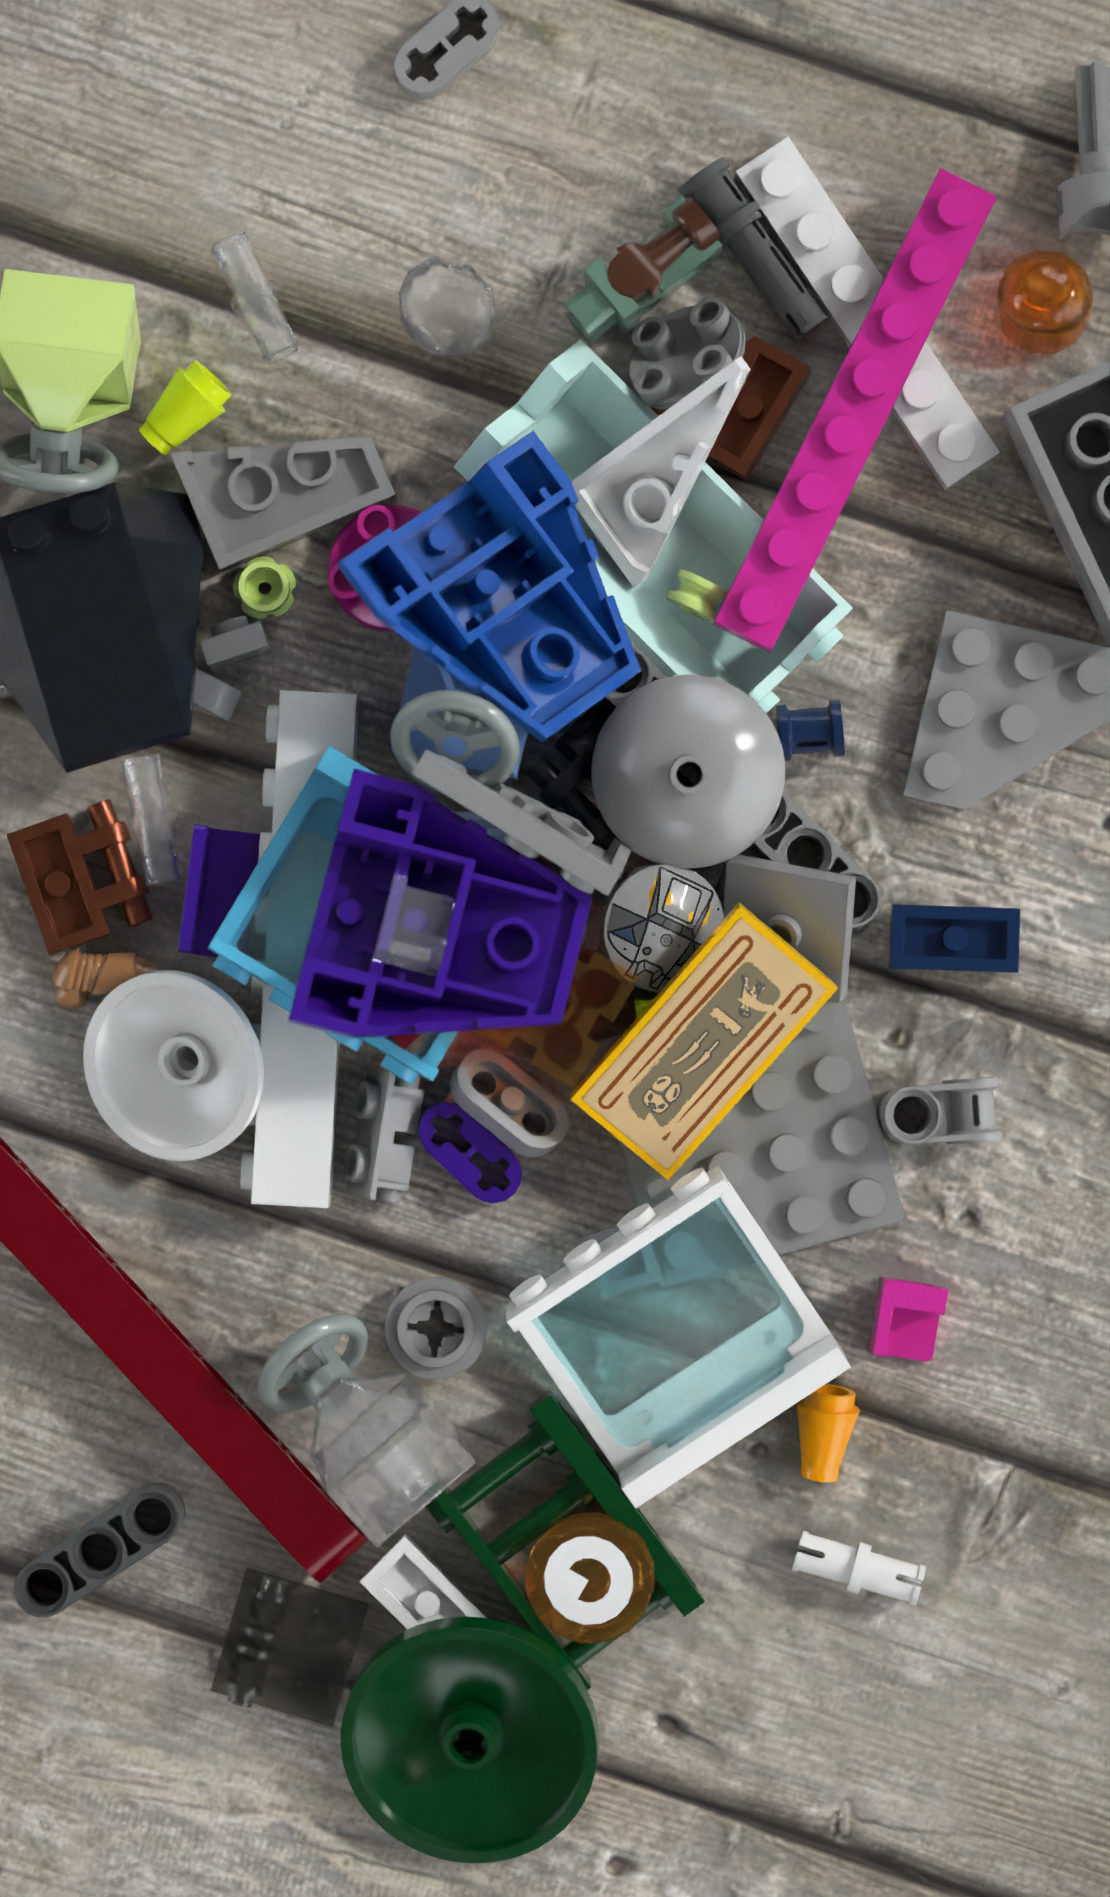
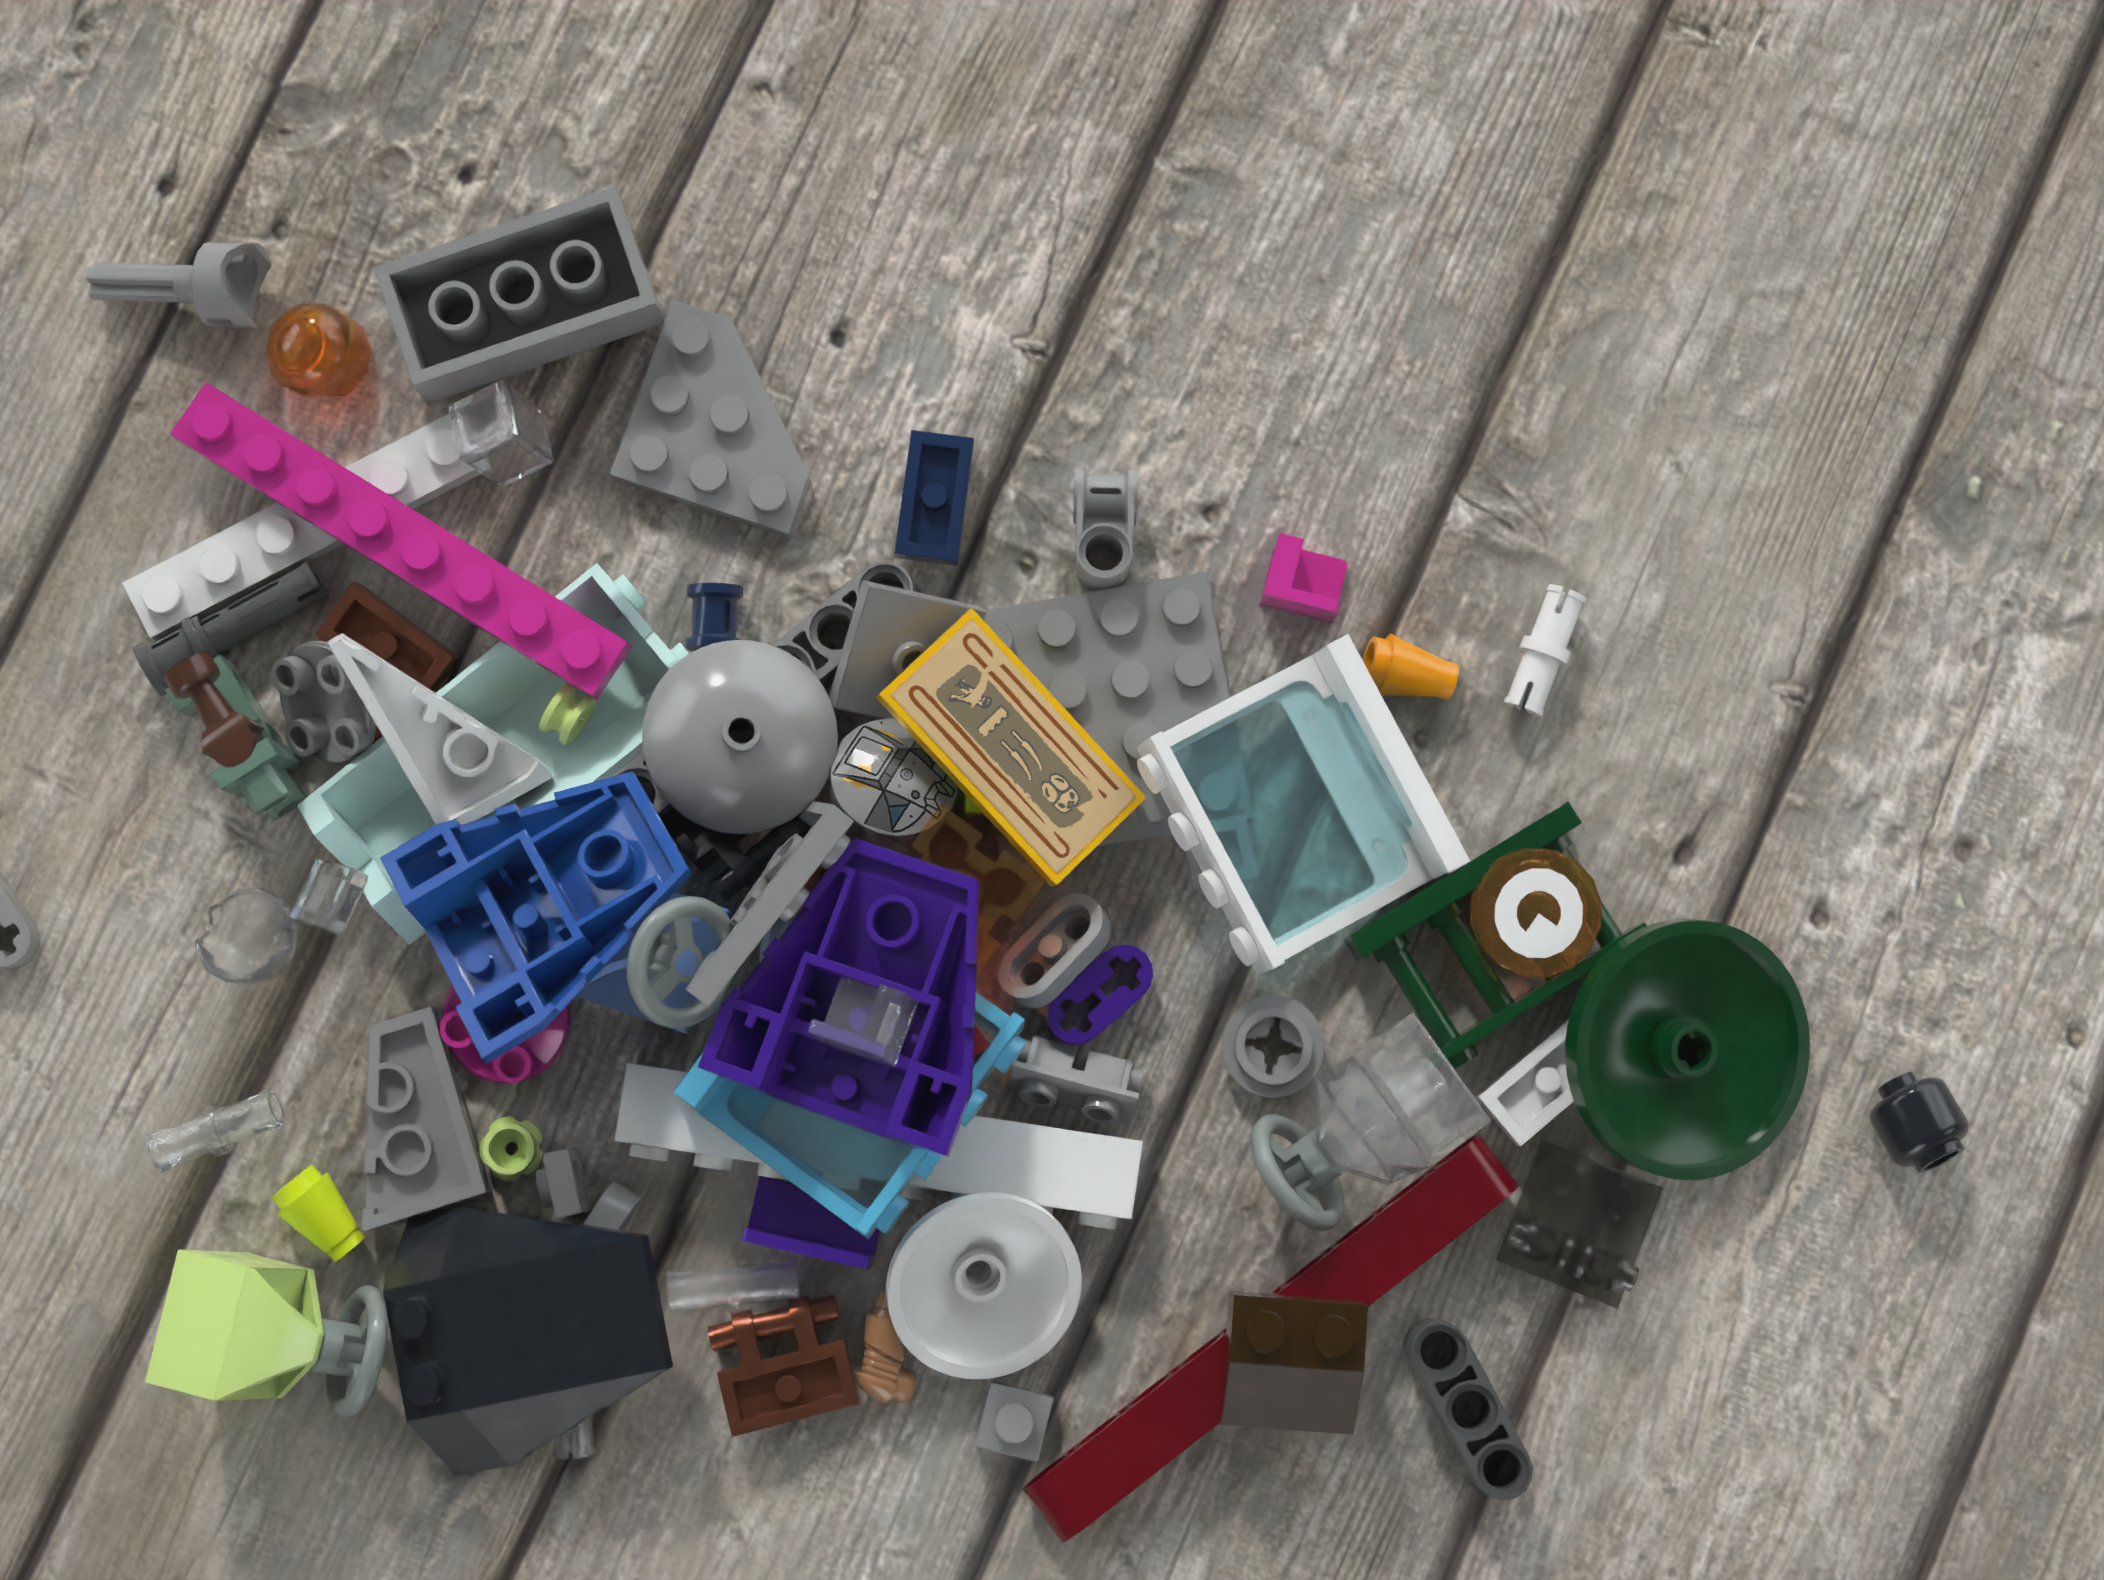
camera: 85 degrees left, 5 degrees down
(47, 1107) = (1014, 1421): none -> light grey plate
(127, 1374) = (1293, 1362): none -> dark brown slope
(492, 383) = (329, 896): none -> clear tile
(975, 496) = (501, 433): none -> clear panel

